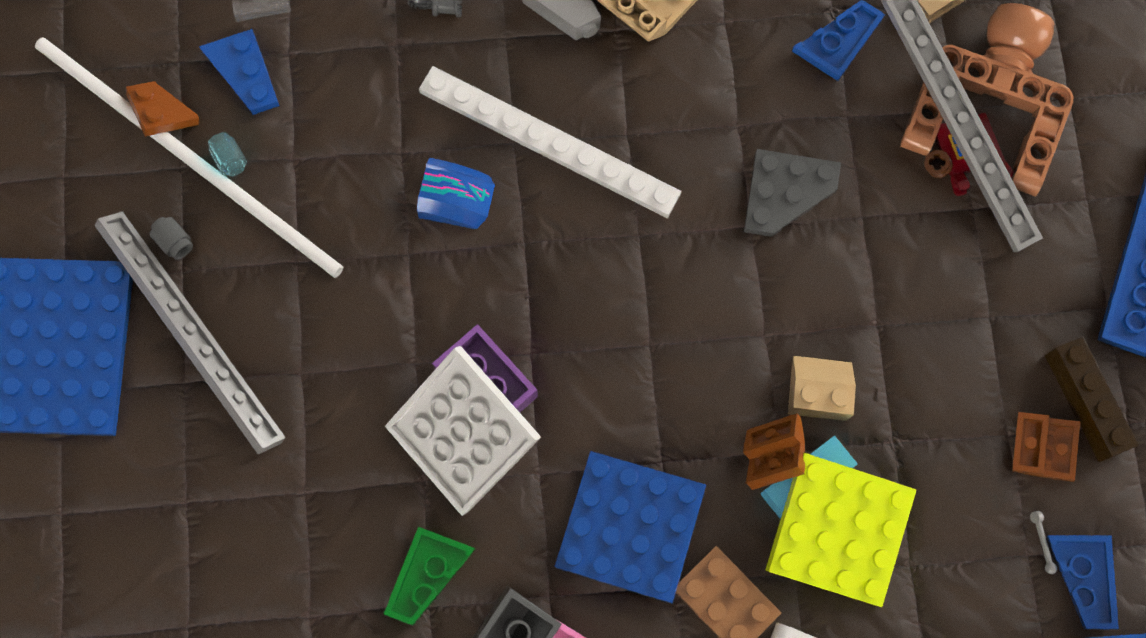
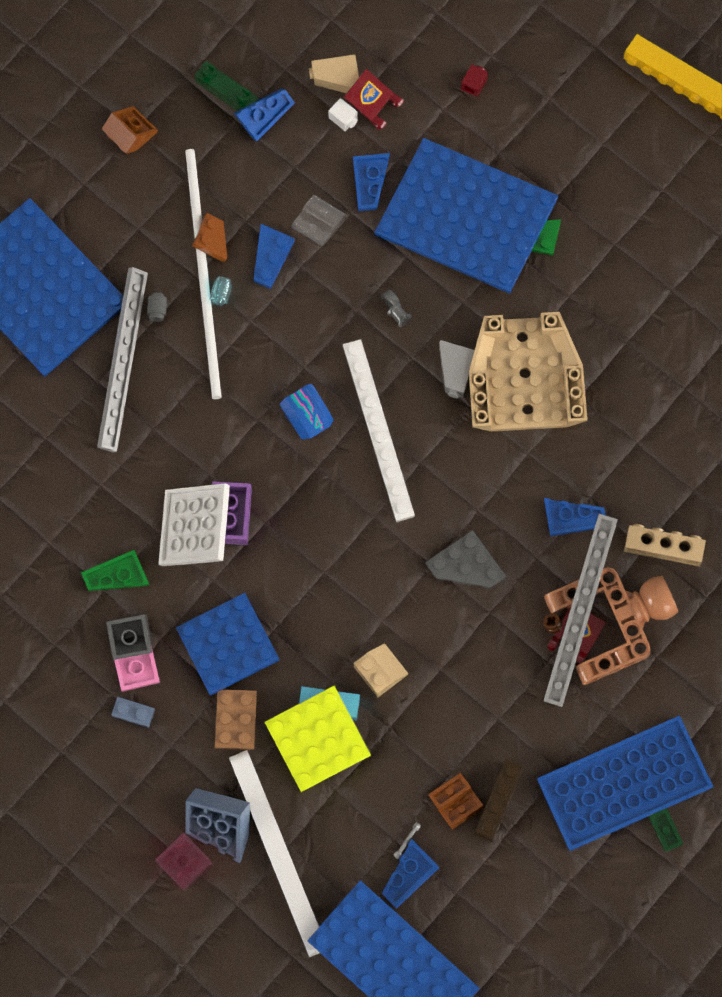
camera: 50 degrees right, 0 degrees up
(775, 451) = (324, 674): dark orange slope -> none

